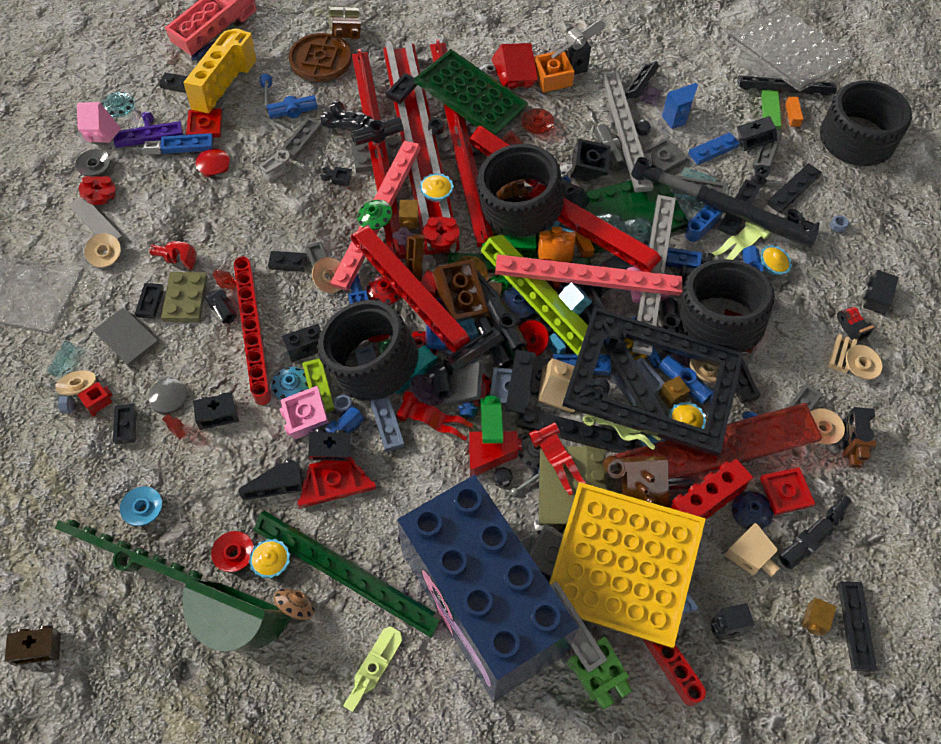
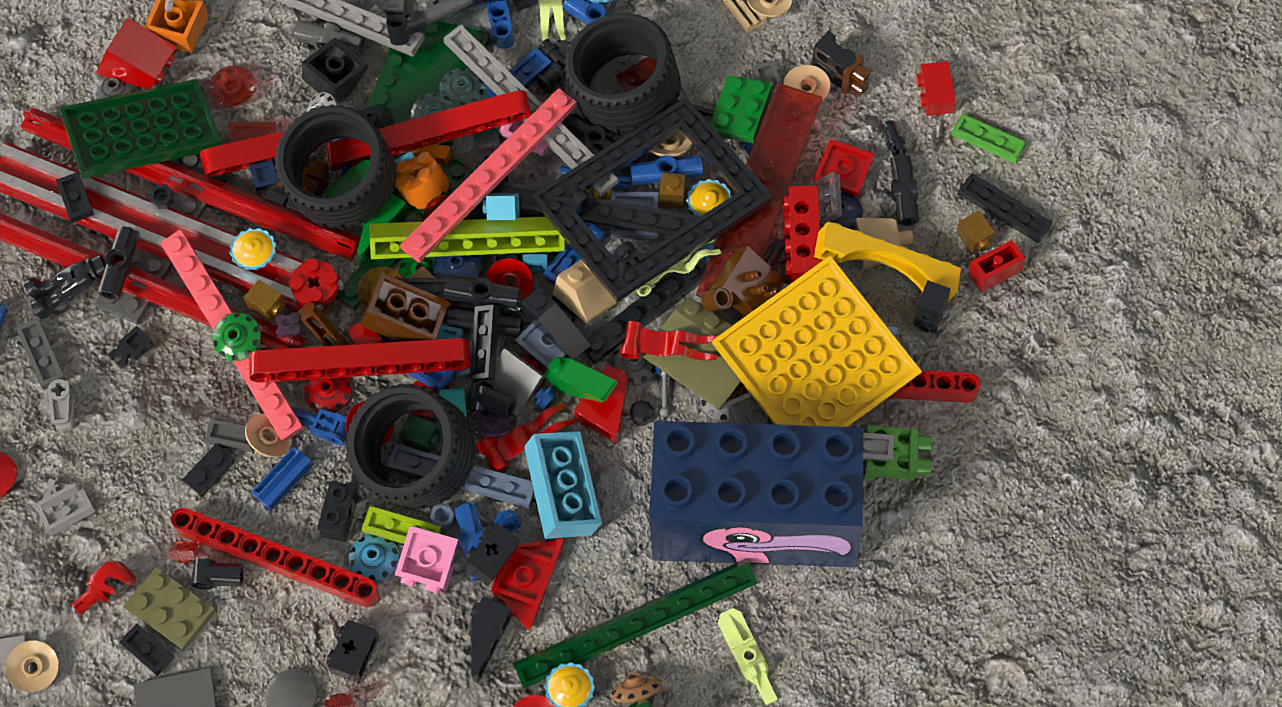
camera: 50 degrees left, 5 degrees up
(215, 205) = (63, 506): none -> light grey slope
(307, 301) = (282, 478): none -> blue piece
(365, 444) = (508, 520): none -> blue plate
(410, 459) = (562, 485): none -> medium azure brick
(723, 523) = (850, 245): none -> yellow arch
(753, 494) = (829, 198): none -> clear plate
(767, 394) = (741, 108): none -> green plate
(805, 650) = (996, 266): none -> red brick
(900, 578) = (989, 138): none -> bright green tile
(902, 514) = (936, 88): none -> red brick

